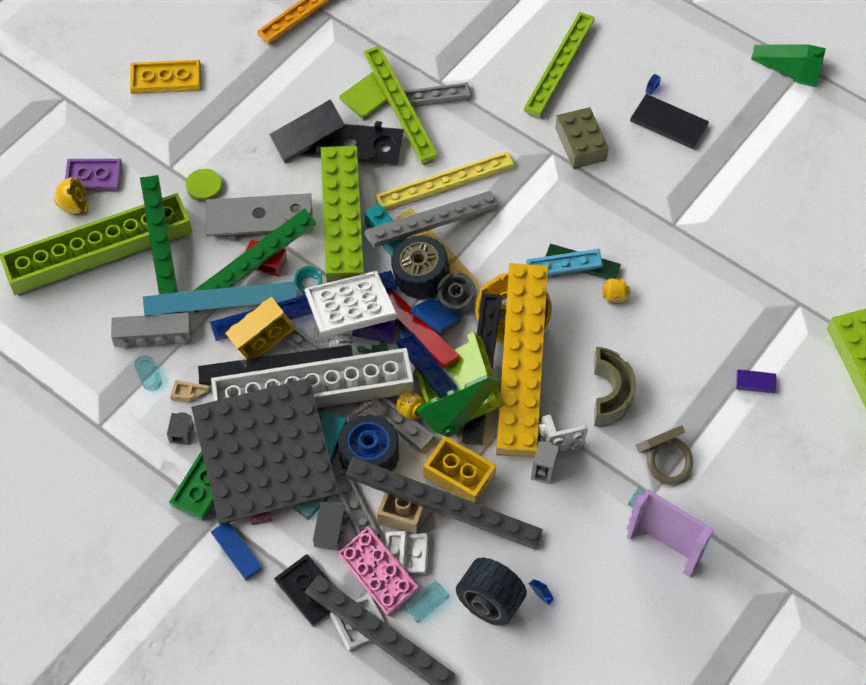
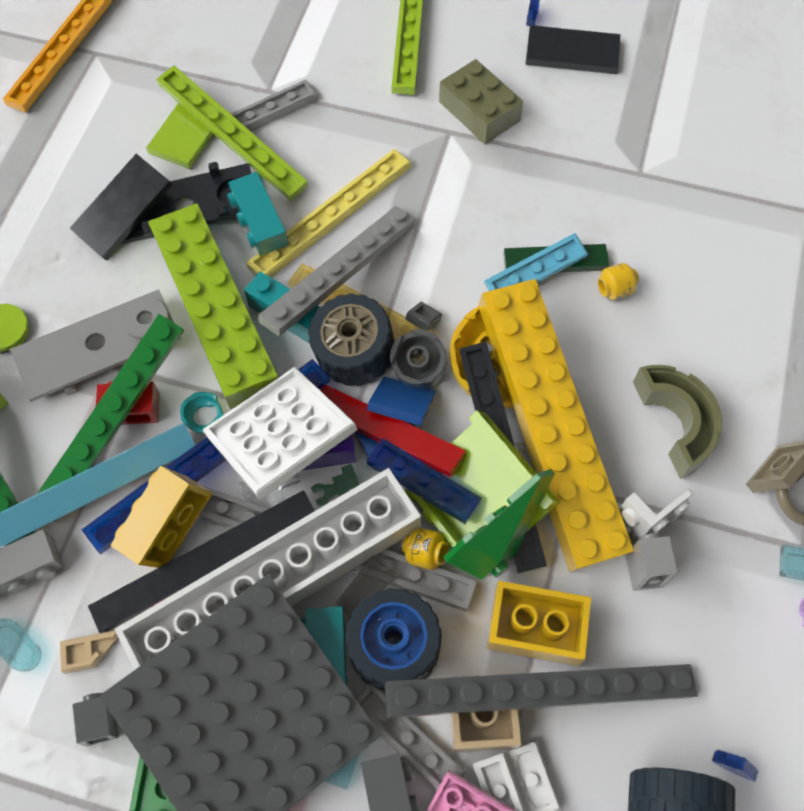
camera: 20 degrees left, 5 degrees up
(393, 165) = (257, 214): none -> teal brick
(475, 269) = (423, 316): none -> dark grey tile

